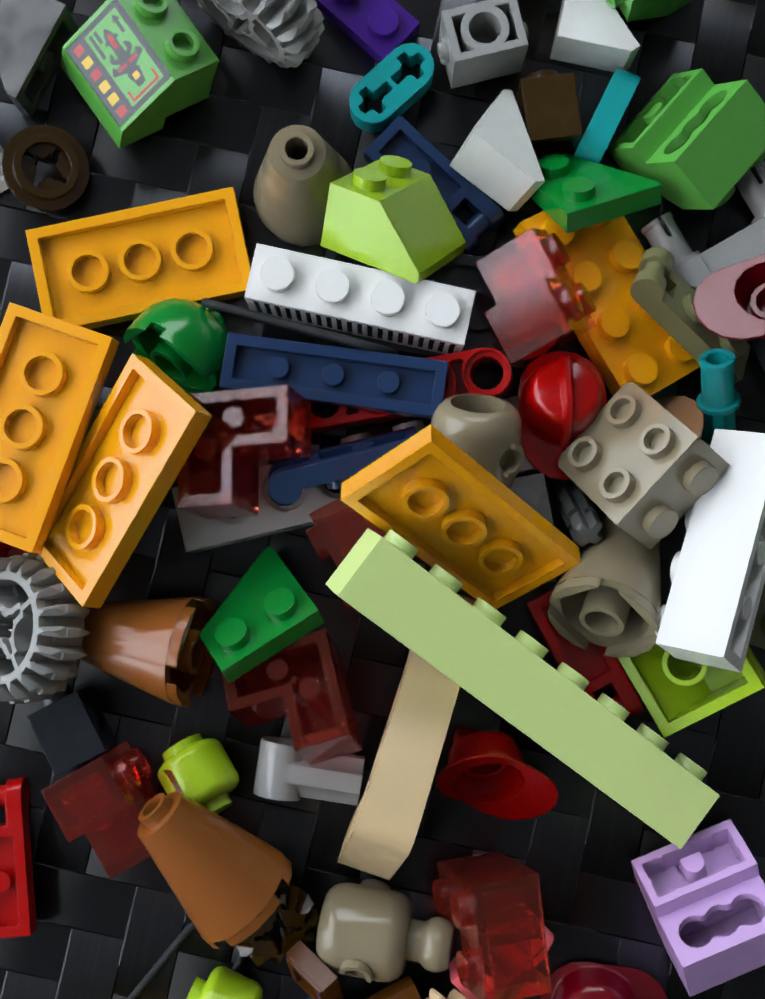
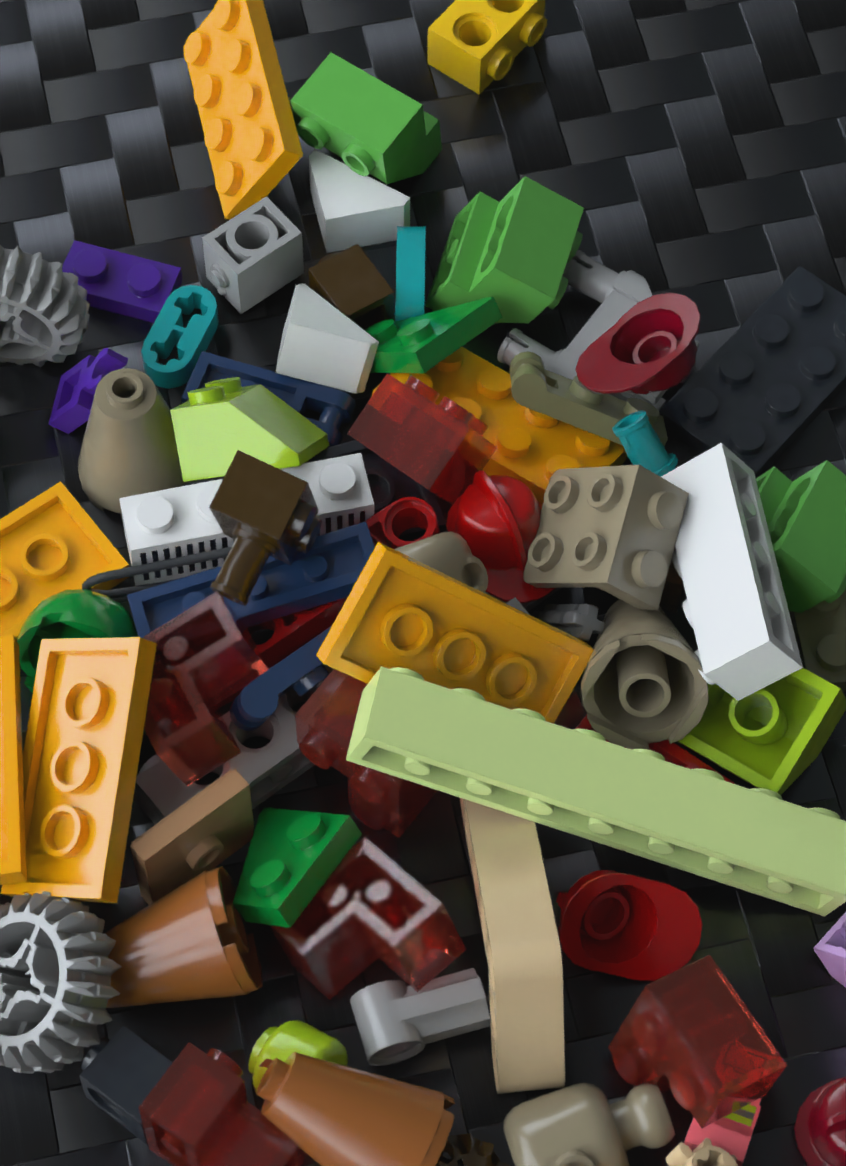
camera: 25 degrees left, 25 degrees down
(192, 565) = (194, 837): none -> medium nougat plate
(287, 105) = (78, 388): none -> dark purple plate
(353, 339) = (266, 516): none -> dark brown brick

